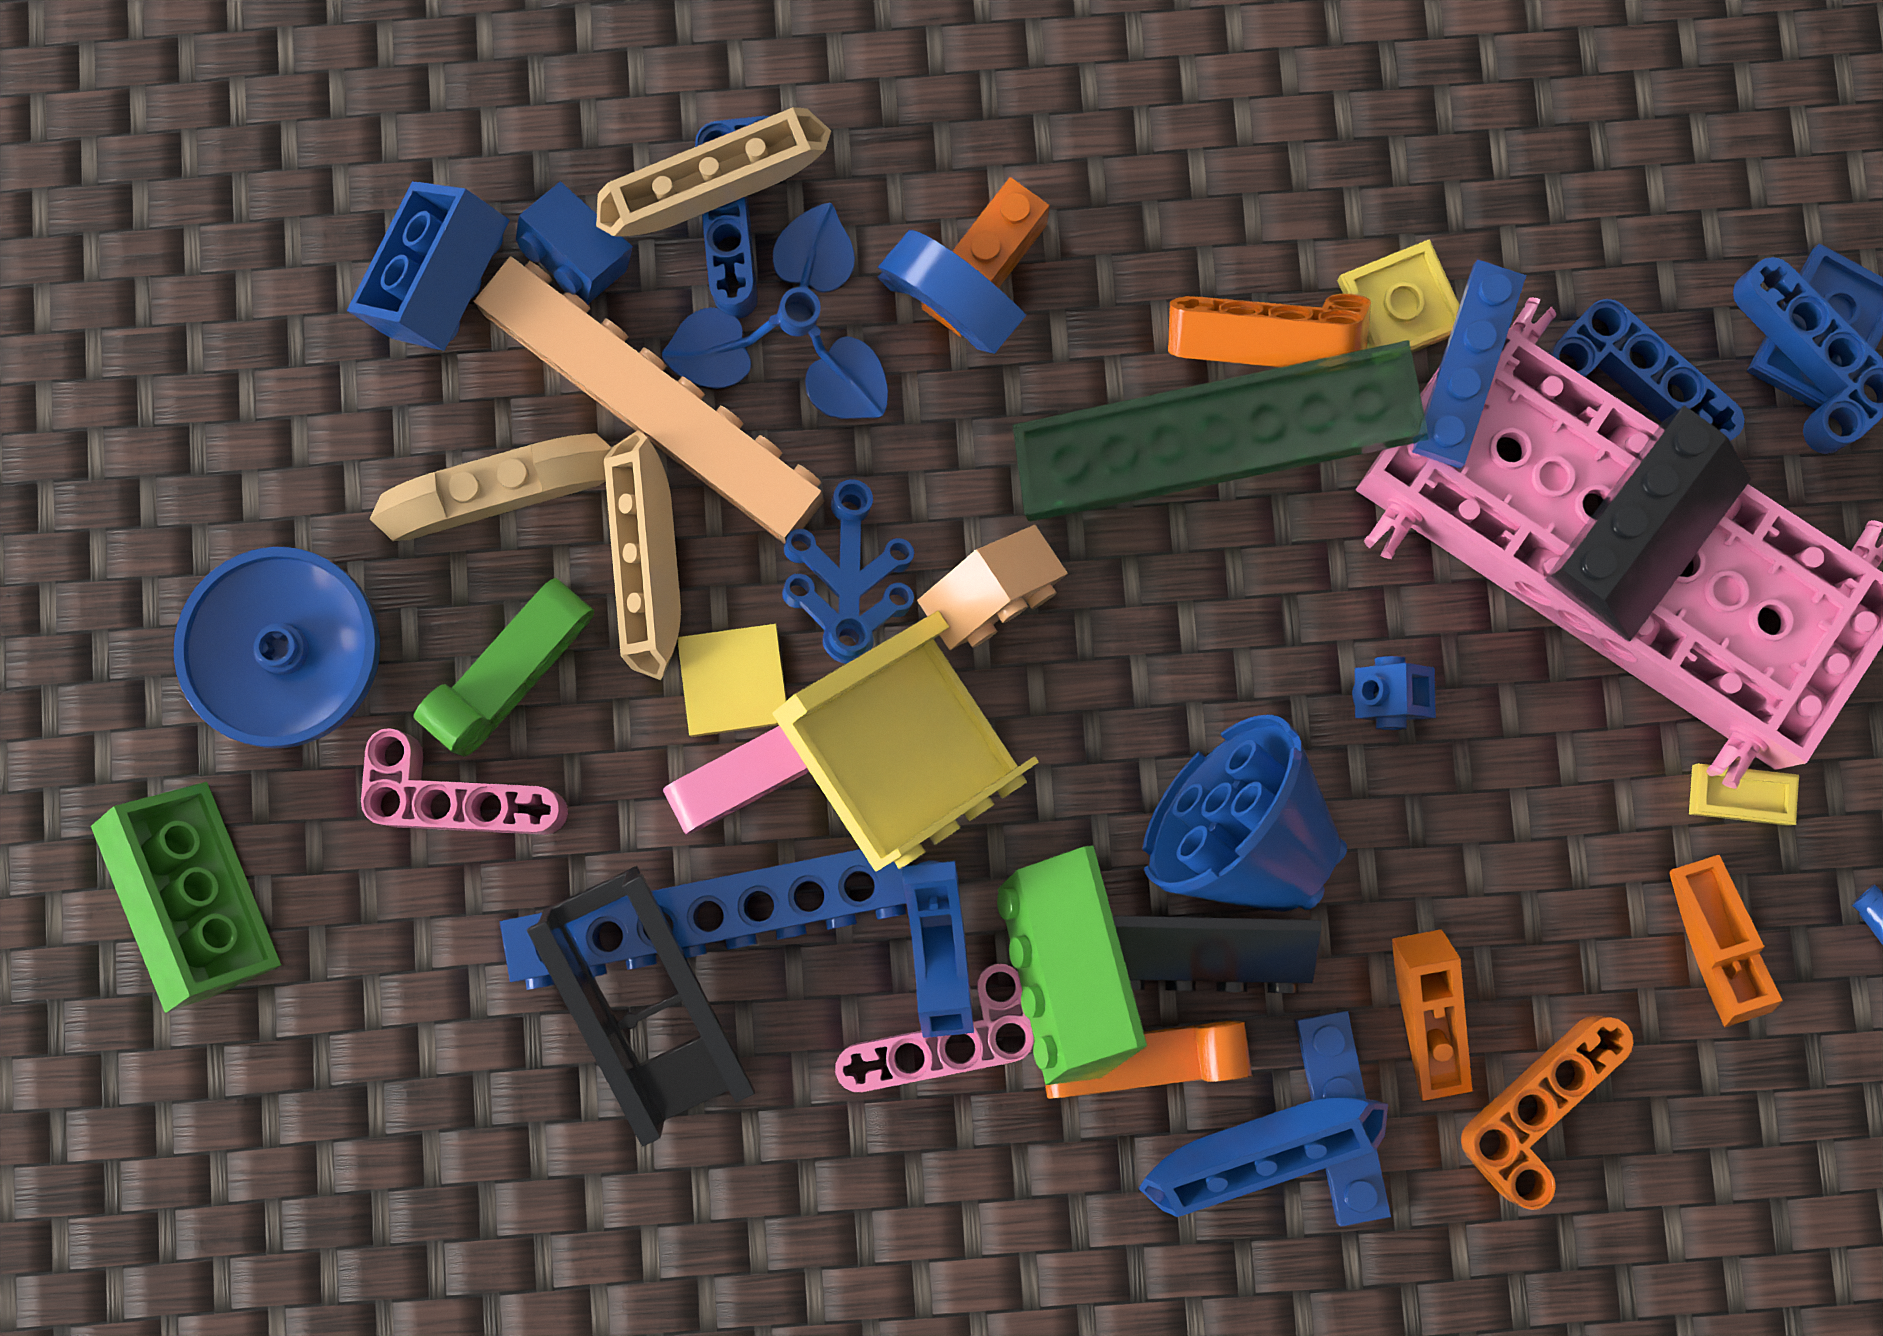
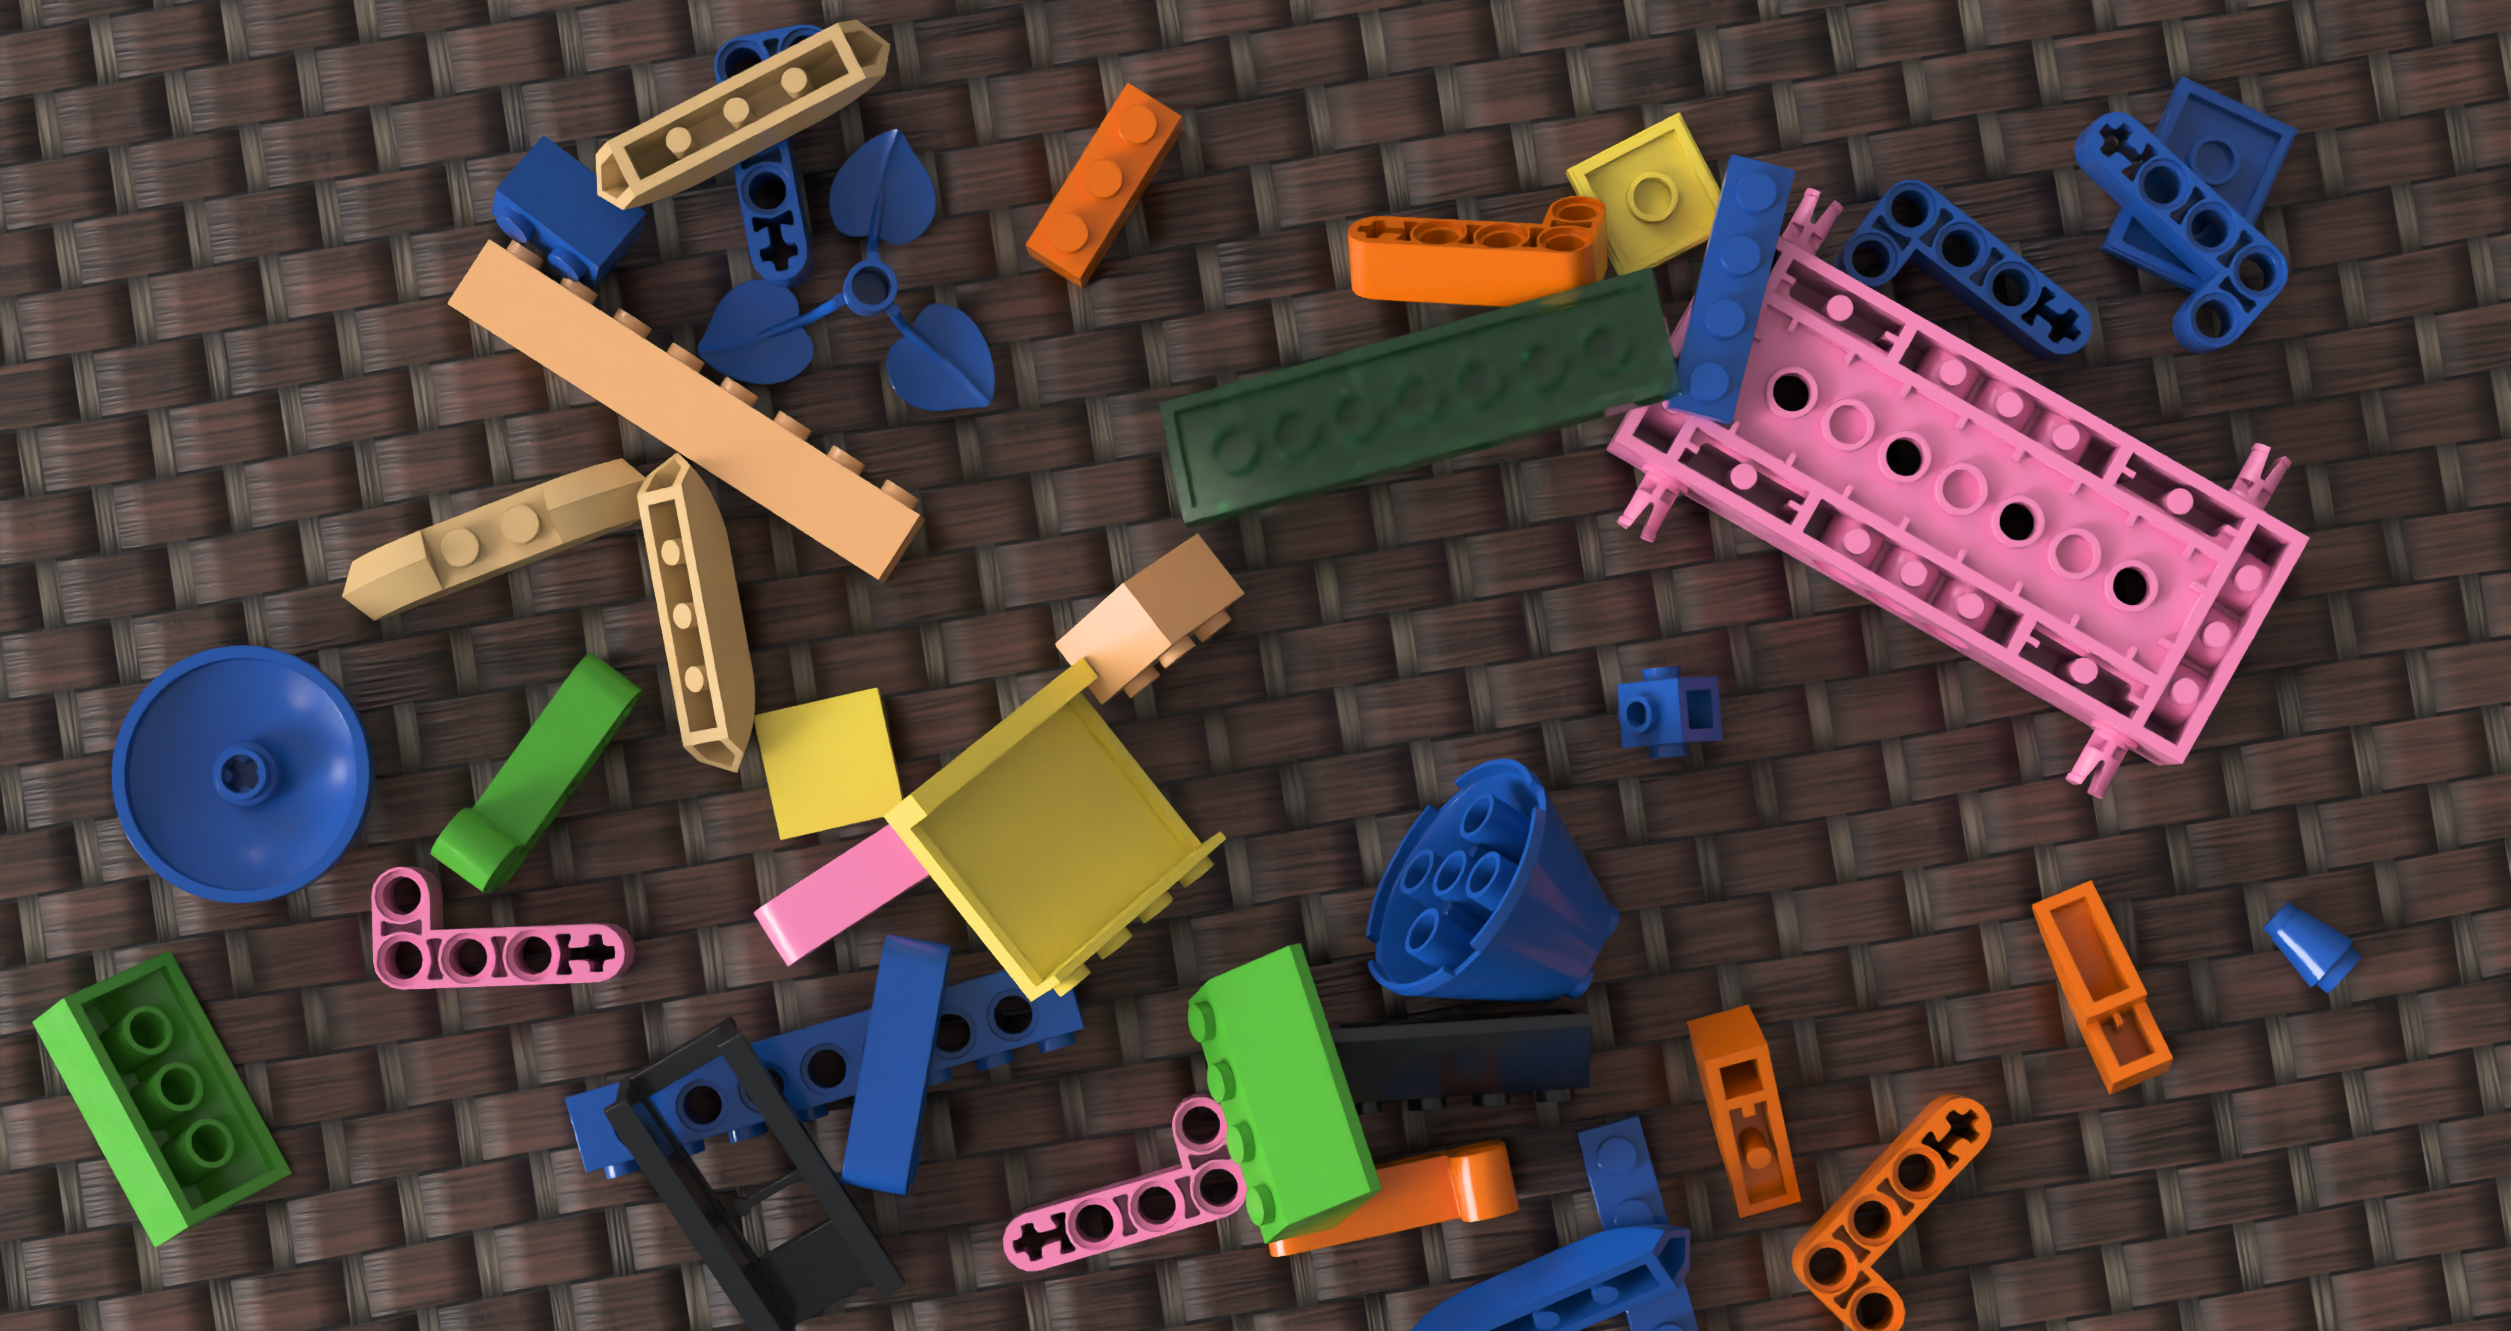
camera: 10 degrees left, 5 degrees up
(429, 265) = (384, 261): blue brick -> none
(763, 917) = (897, 1066): none -> blue beam
(847, 580) = (964, 627): blue plant -> none
(939, 948) = (1119, 1087): blue arch -> none
(951, 289) = (1063, 244): blue arch -> none
(1651, 523) = (1971, 480): black slope -> none
(1758, 798) = (2132, 803): light yellow tile -> none

